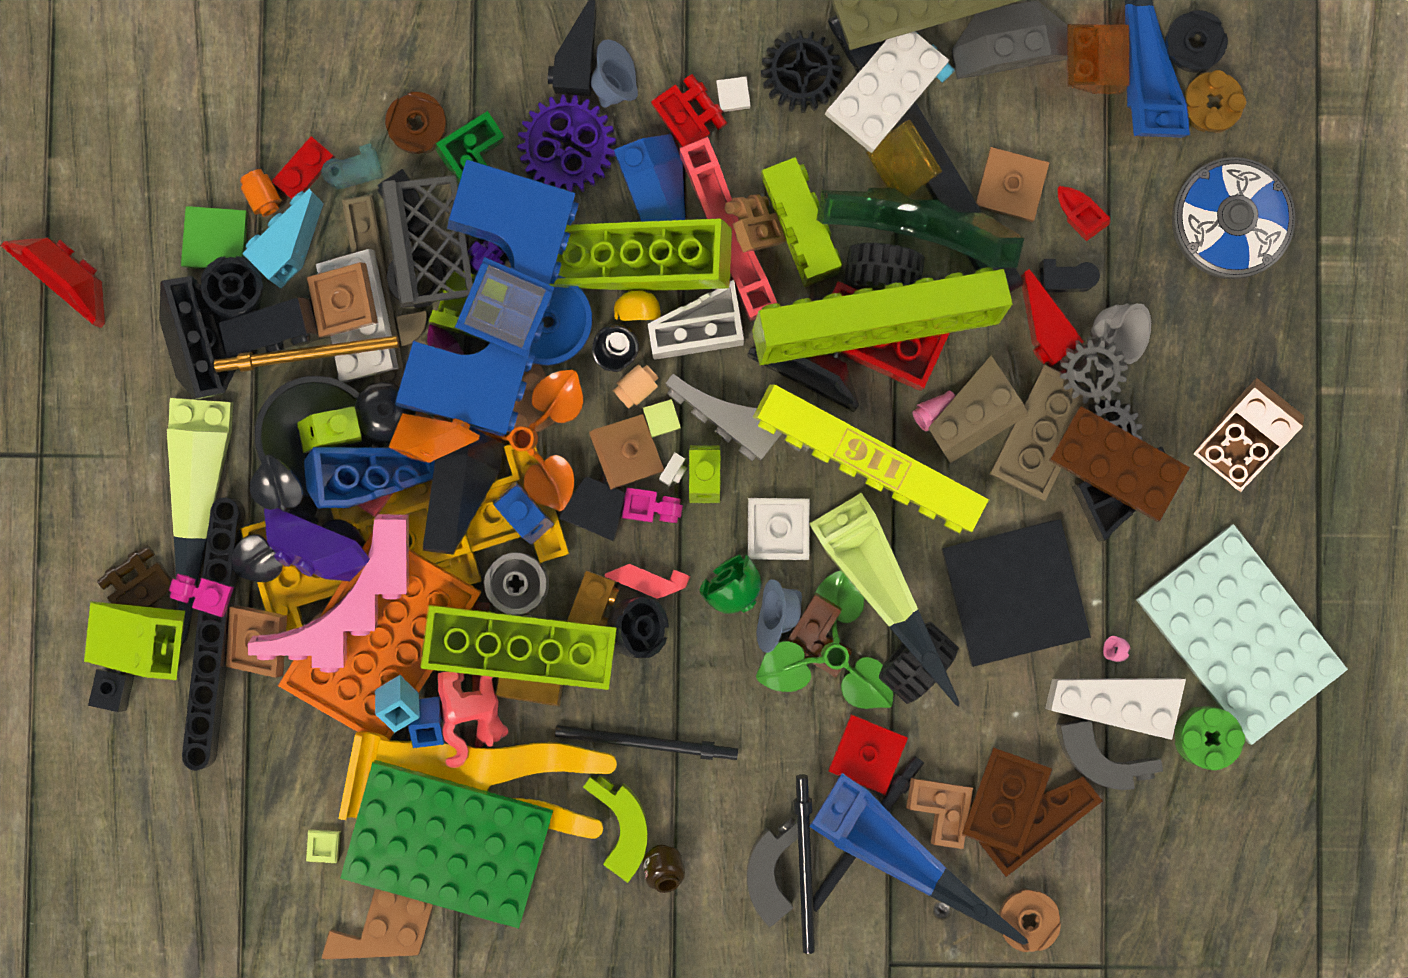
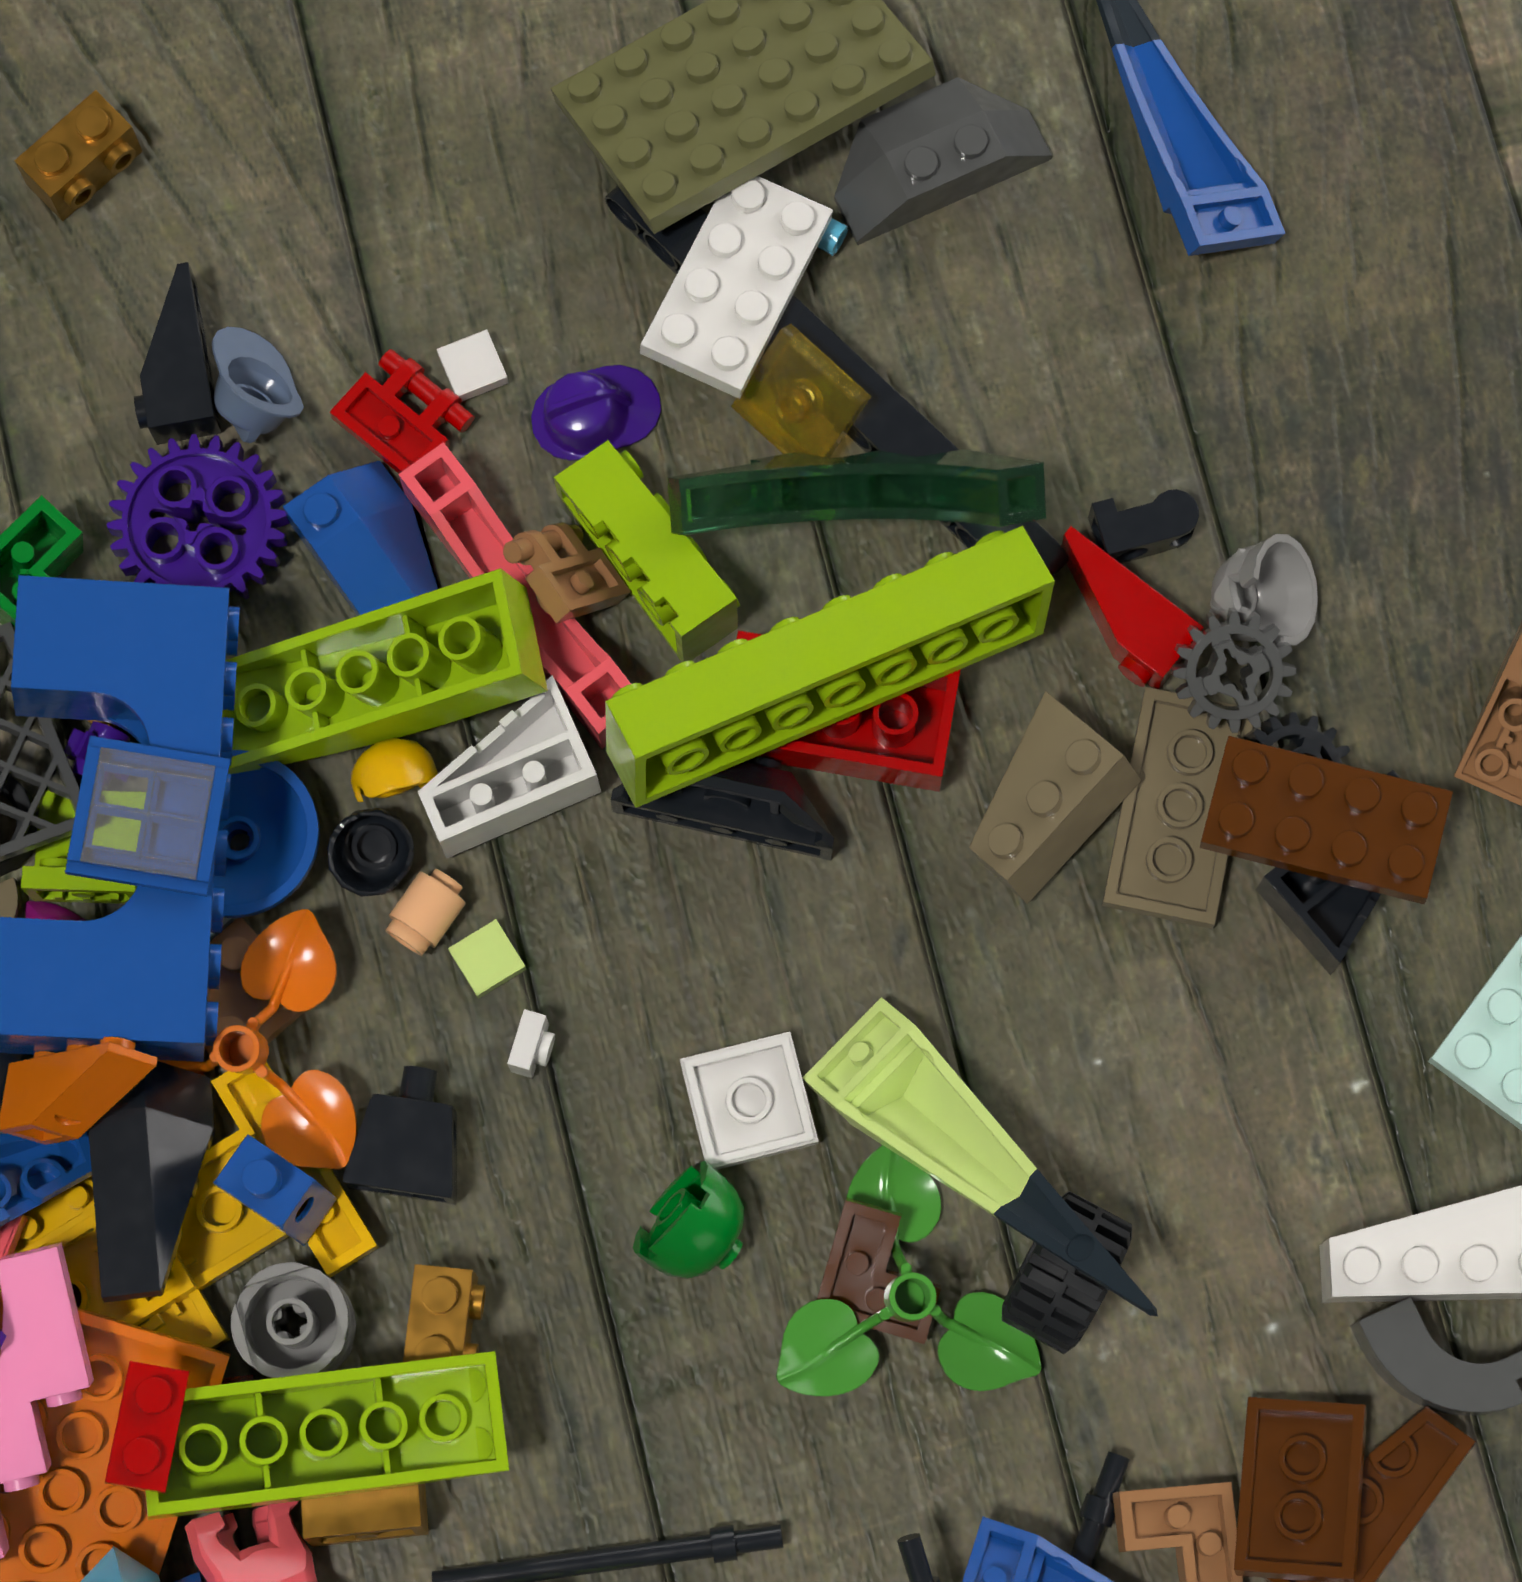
camera: 15 degrees left, 10 degrees down
(431, 624) = (147, 1427): none -> red plate
(626, 451) = (436, 1032): medium nougat plate -> none
(639, 627) = (538, 1343): black cylinder -> none
(642, 504) = (490, 1123): dark pink plate -> none
(648, 582) = (537, 1260): coral piece -> none
(704, 474) = (589, 1039): lime torso -> none
(731, 419) = (654, 930): light grey arch -> none
(778, 614) = (788, 1255): sand blue piece -> none
(790, 73) = (562, 305): black gear -> none
(792, 136) = (595, 407): none -> dark purple piece
(868, 754) = (1022, 1471): red plate -> none
(870, 458) = (880, 928): neon yellow brick -> none
(881, 265) = (805, 576): black tyre -> none
(929, 410) = (961, 820): bright pink cone -> none
(1012, 184) = (1002, 395): medium nougat plate -> none
(1016, 592) = (1209, 1105): black tile -> none
(1082, 212) = (1138, 411): red plate -> none
(1098, 58) = (1090, 144): clear orange slope -> none
(1110, 647) = (1408, 1154): bright pink hinge -> none
(1186, 27) = (1274, 60): black plate -> none
(1230, 96) = (1317, 141): pearl gold plate -> none
(1233, 218) = (1403, 355): dish -> none

